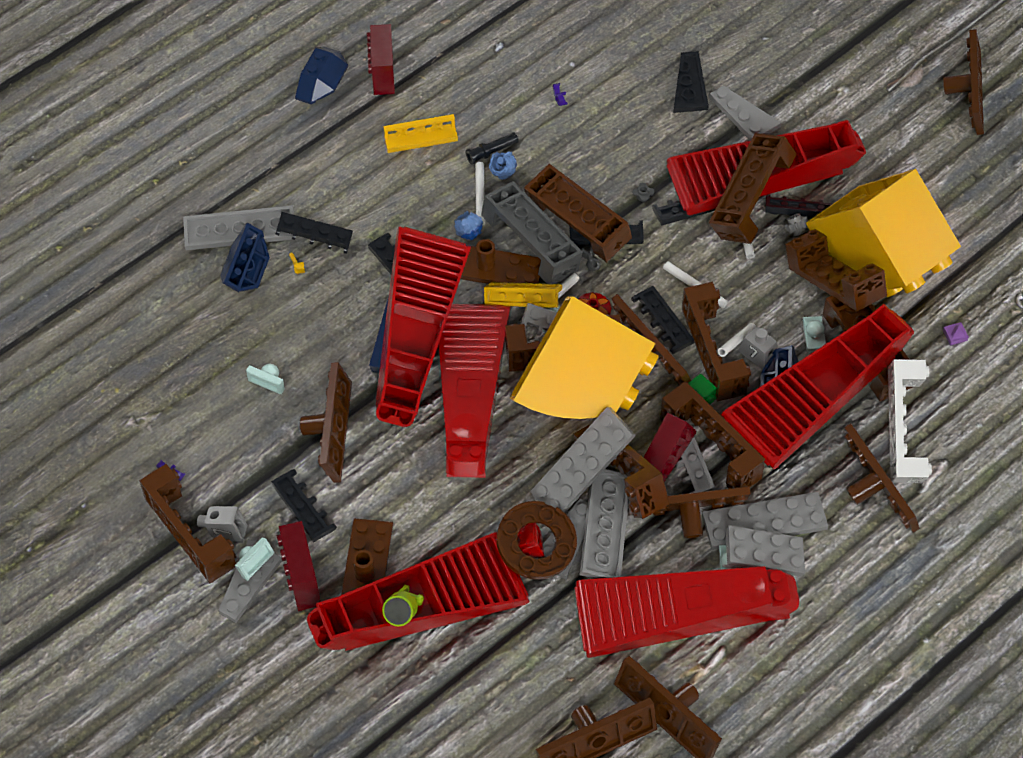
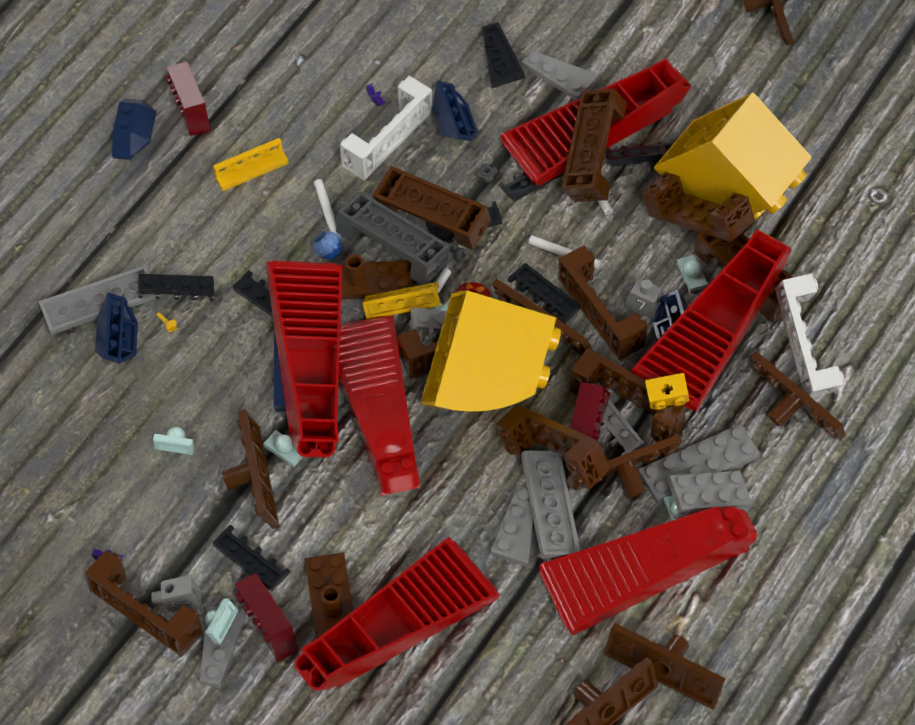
camera: 15 degrees left, 0 degrees up
(366, 407) = (283, 447): none -> light aqua tile
(401, 606) = (384, 631): piece -> none
(484, 150) = (319, 166): black pin -> none
(503, 165) = (342, 177): medium blue piece -> none
(530, 540) = (480, 539): red piece -> none
(544, 514) = (499, 510): reddish brown plate -> none
(584, 461) = (514, 450): light grey plate -> none
(592, 115) = (415, 107): none -> white plate
(627, 127) = (453, 113): none -> dark blue wedge
(704, 388) = (605, 349): green brick -> none
(735, 340) = (622, 296): white piece -> none
(740, 436) = (674, 383): none -> yellow brick
(796, 224) = (644, 171): light grey gear -> none
(955, 333) = (824, 241): medium lavender tile -> none

